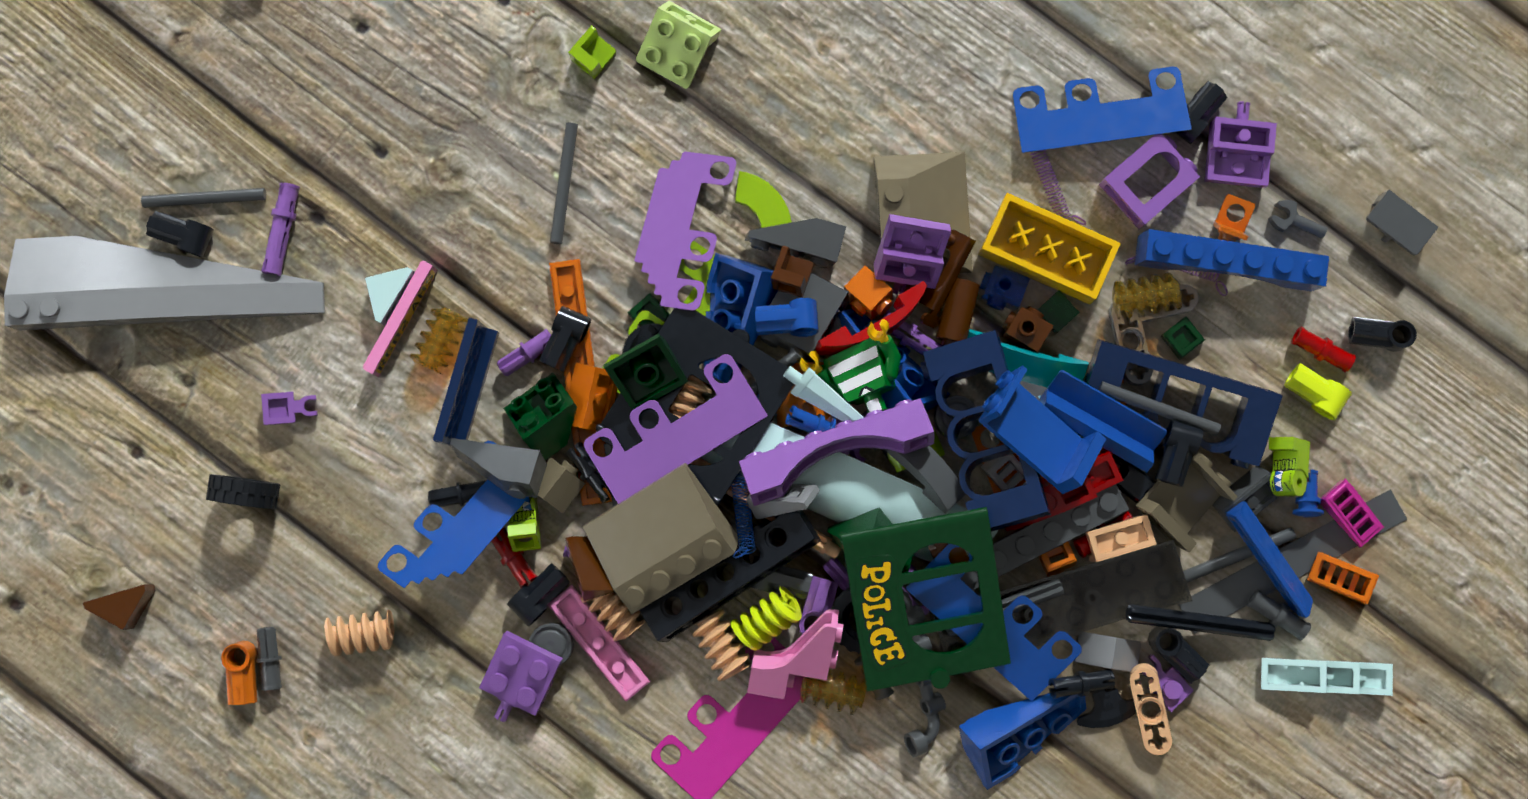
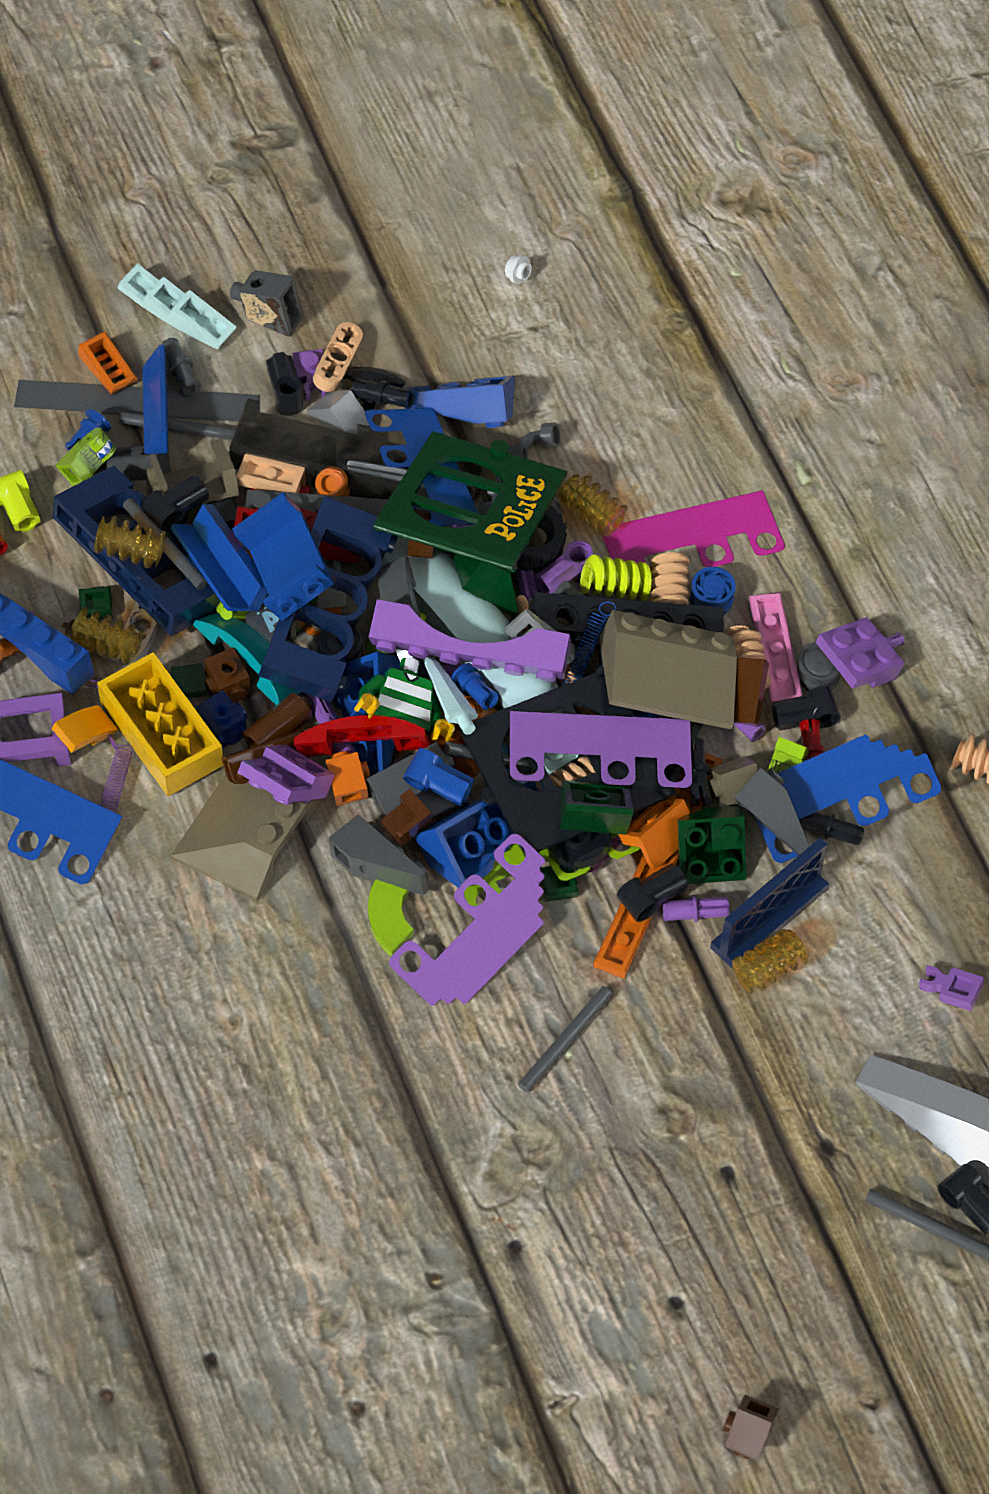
camera: 150 degrees left, 25 degrees down
(283, 215) = (861, 1157): medium lavender pin -> none
(386, 291) = (793, 1031): light aqua slope -> none
(400, 318) = (797, 1001): bright pink tile -> none
(592, 52) = (462, 1137): lime panel -> none
(676, 43) = (369, 1095): yellowish green bracket -> none
(682, 666) = (713, 588): none -> blue wheel
(807, 657) = (600, 529): bright pink arch -> none
(1063, 560) = (331, 481): none -> orange tile
(1106, 206) = (84, 727): none -> light orange slope
(1184, 378) = (129, 542): none -> clear yellow piece
(1199, 622) = (251, 390): black axle -> none
(1249, 728) = (270, 301): none -> dark grey torso
(1352, 496) = (66, 422): dark pink slope -> none

